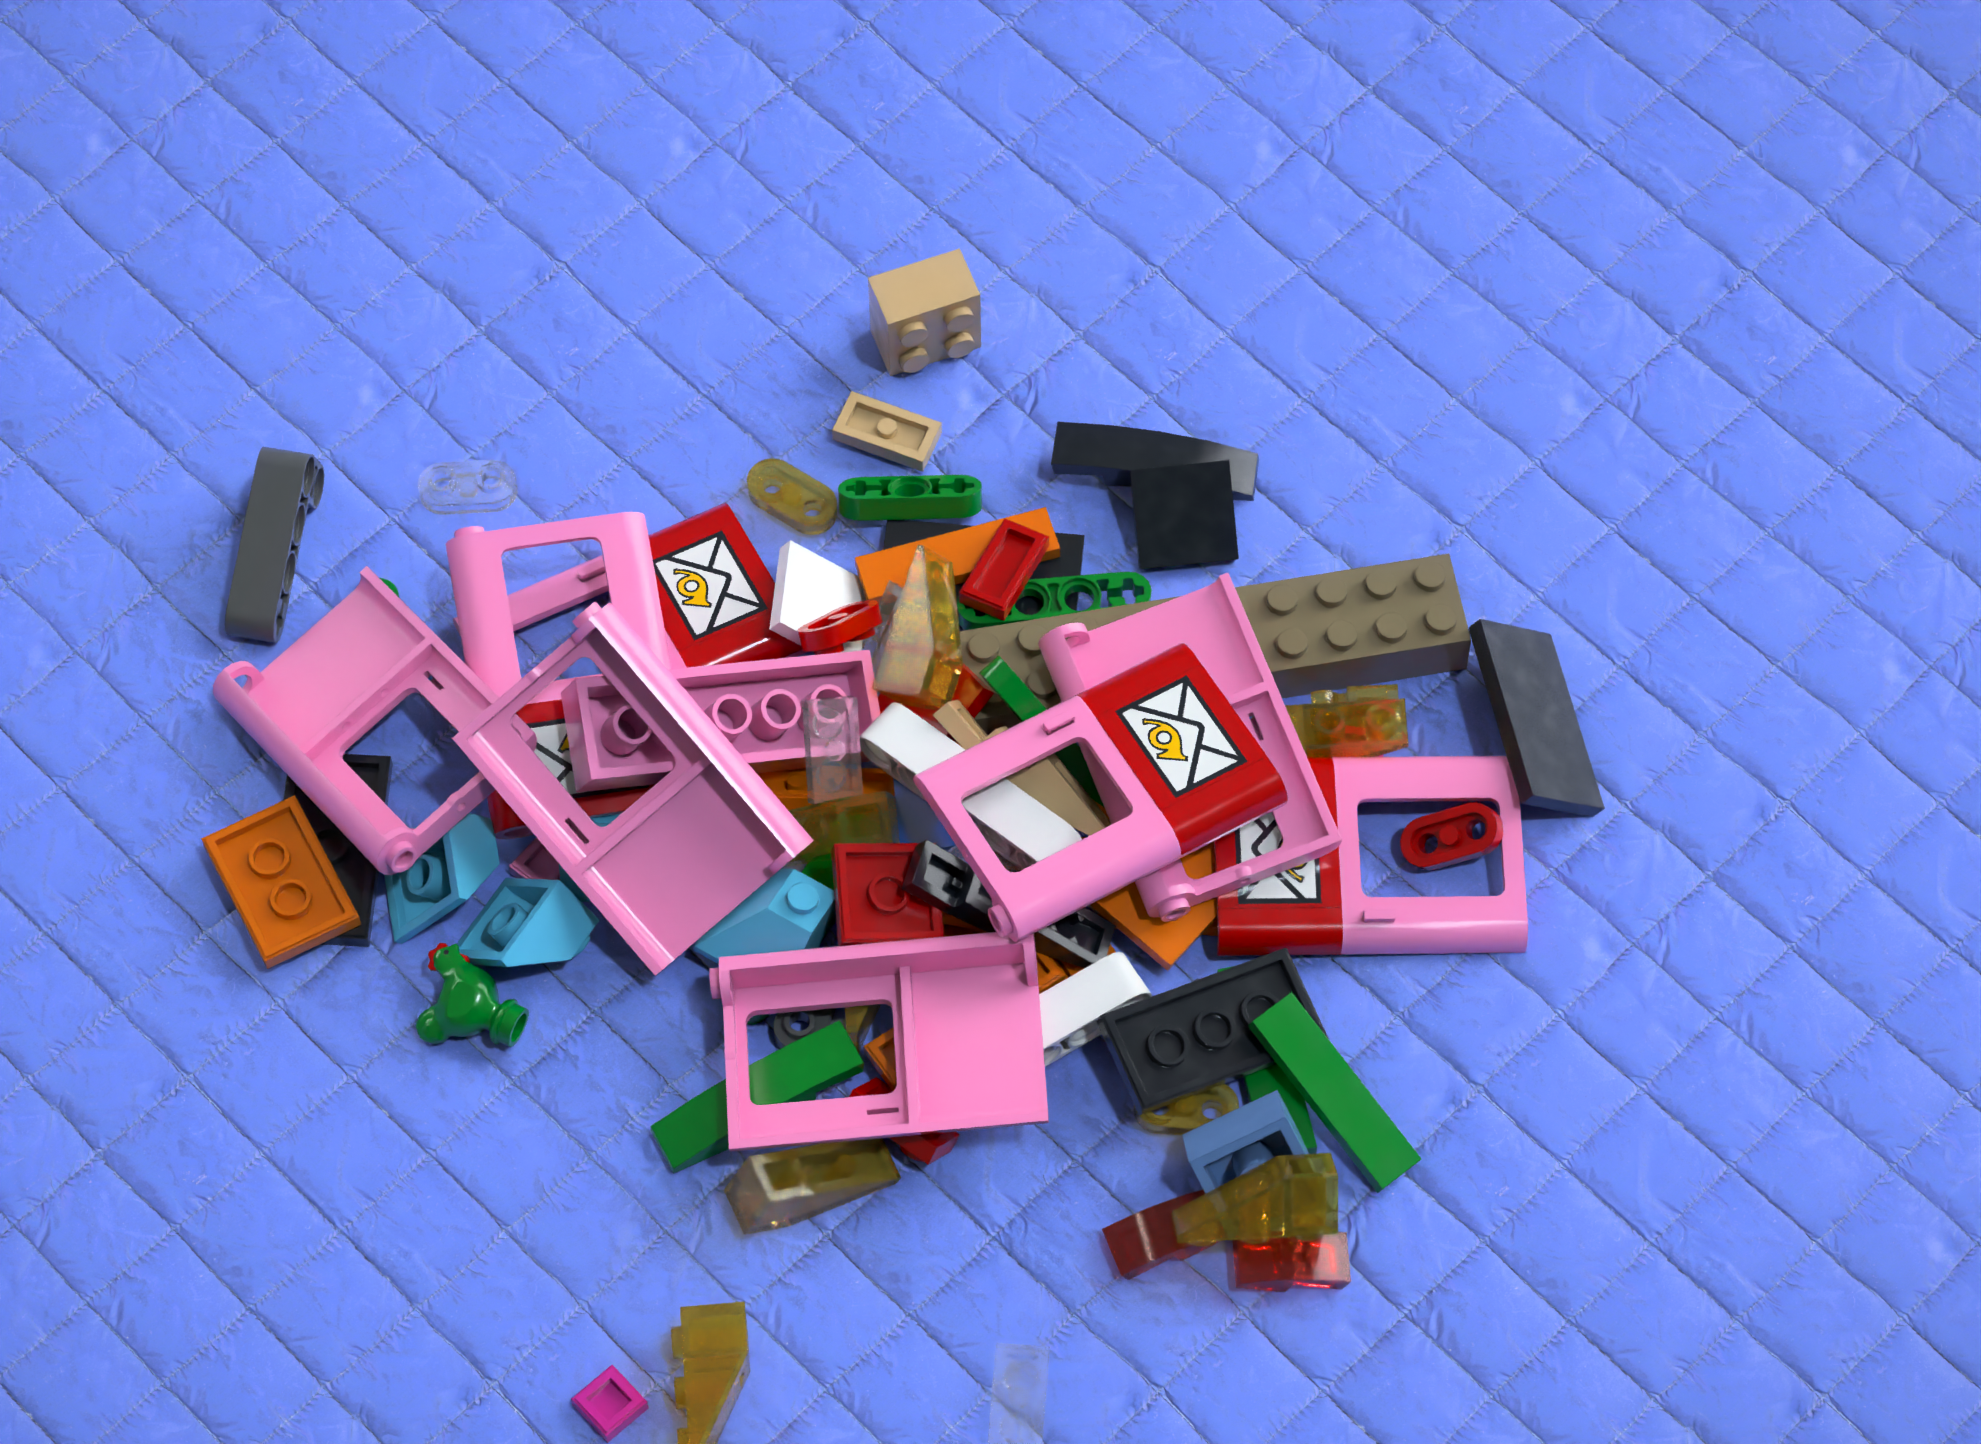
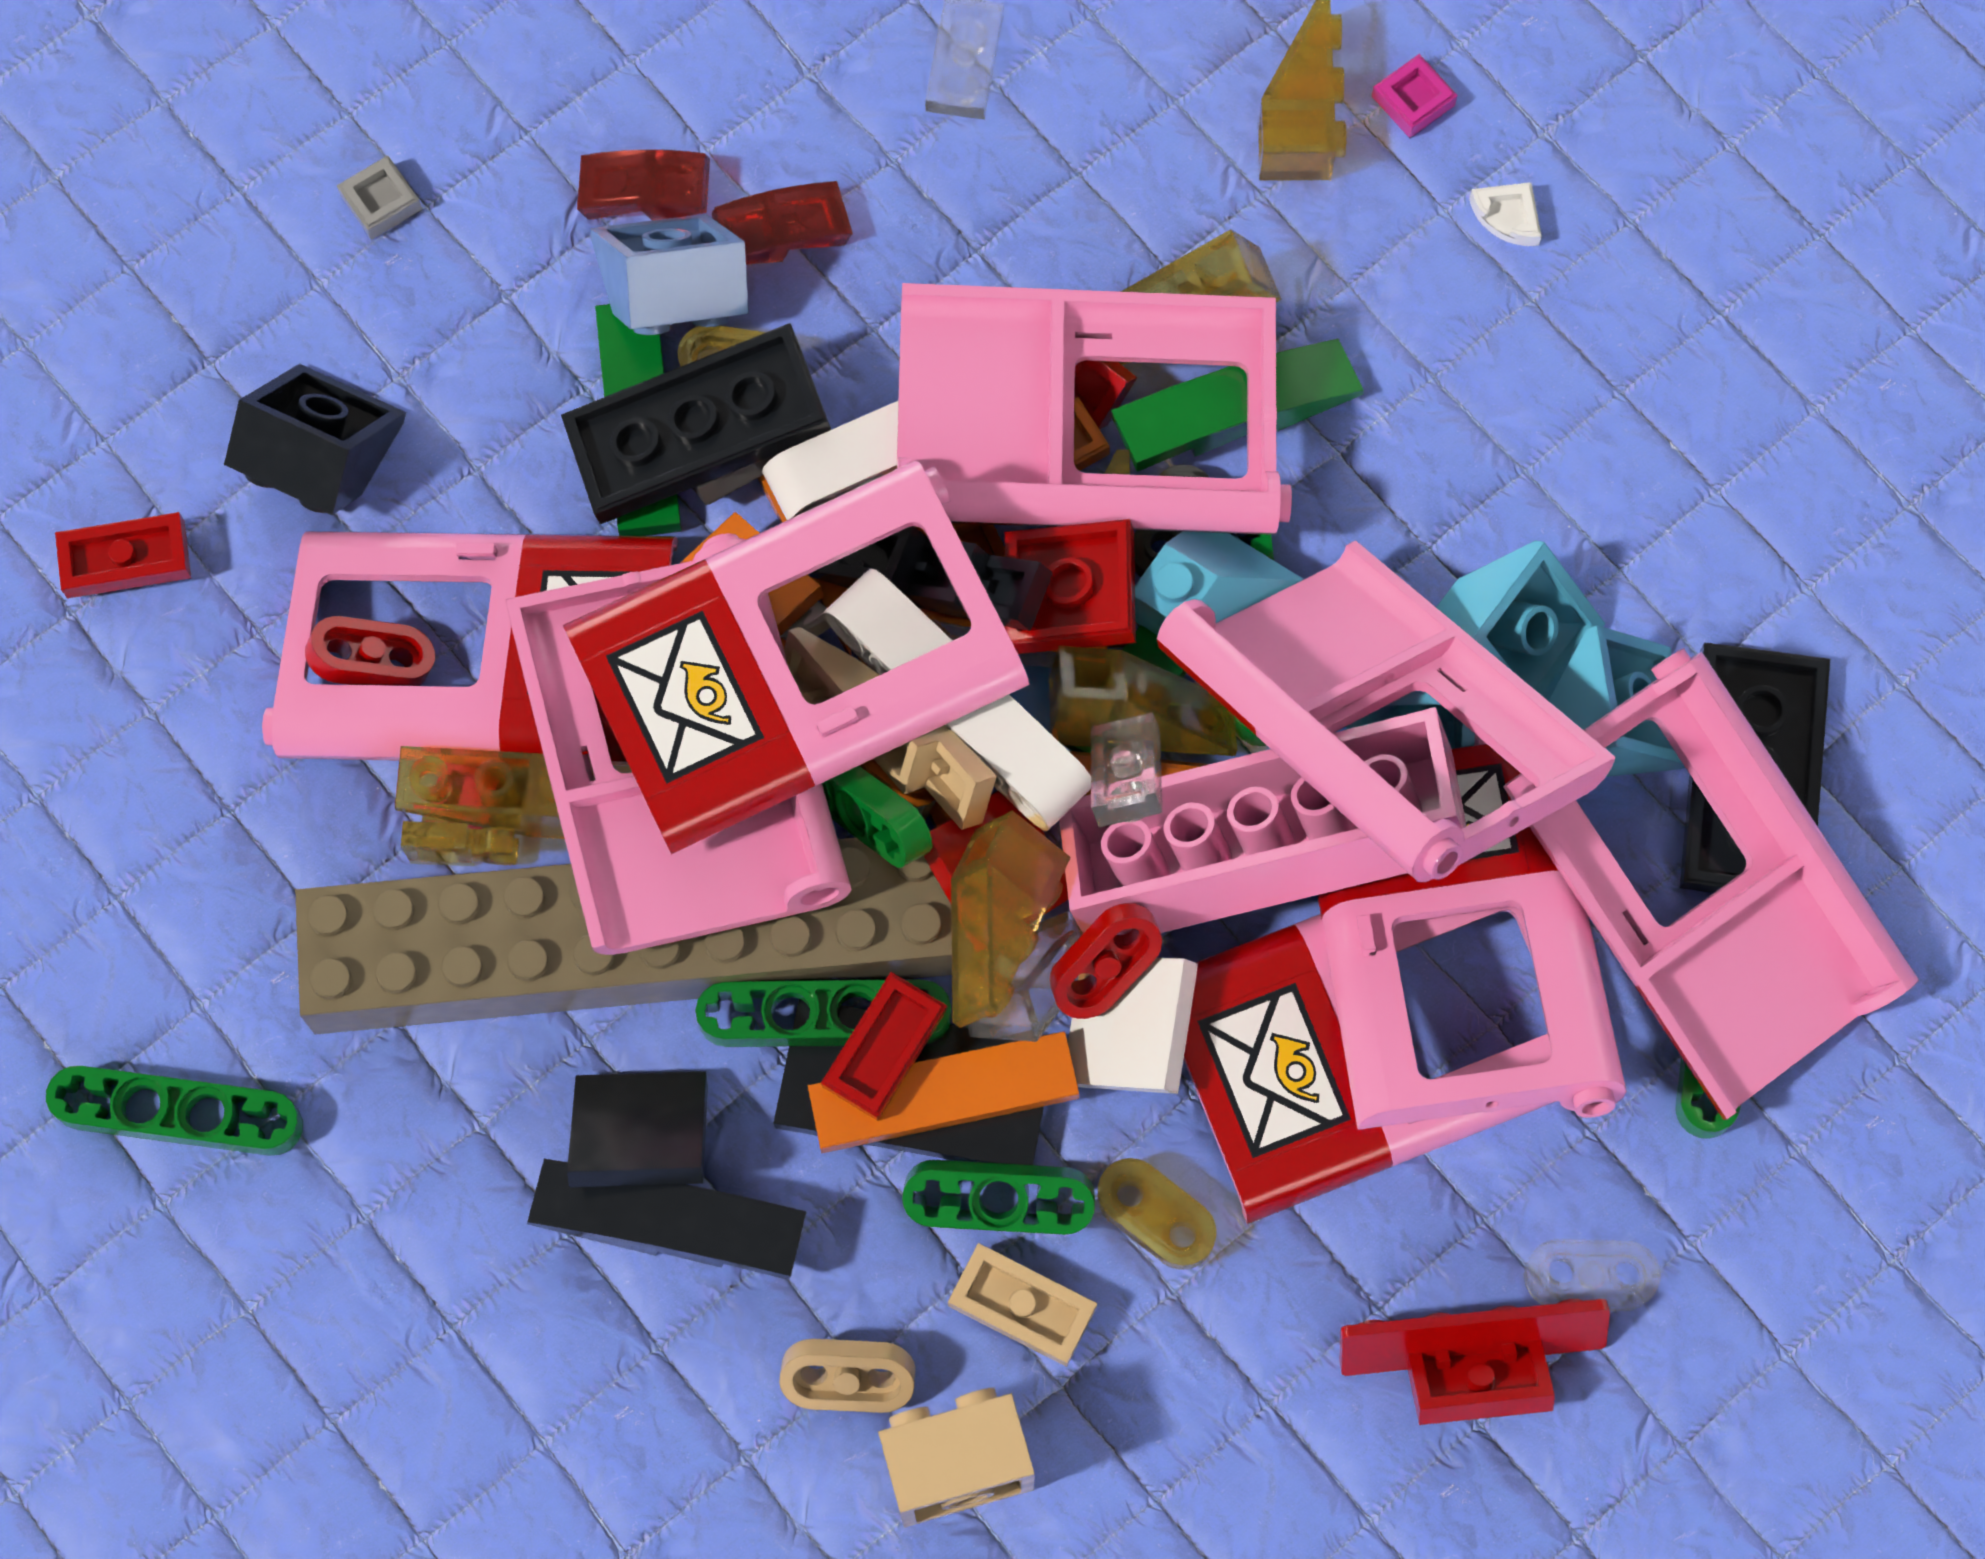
camera: 175 degrees left, 10 degrees up
(270, 542) = (1853, 1192): dark grey beam -> none
(281, 882) = (1816, 711): orange tile -> none
(468, 1003) = (1582, 541): green animal -> none
(525, 1300) = (1508, 212): none -> white tile
(550, 411) = (1476, 1360): none -> red bracket
(1029, 376) = (847, 1375): none -> tan plate
(1274, 1200) = (671, 200): clear yellow slope -> none
(1334, 1092) = (566, 350): green tile -> none
(1523, 1238) = (379, 197): none -> light grey tile
(1533, 1014) = (311, 438): none -> black slope
(1536, 718) = (235, 798): black tile -> none
(1537, 524) = (173, 1116): none -> green beam
(1672, 909) = (122, 555): none -> red plate

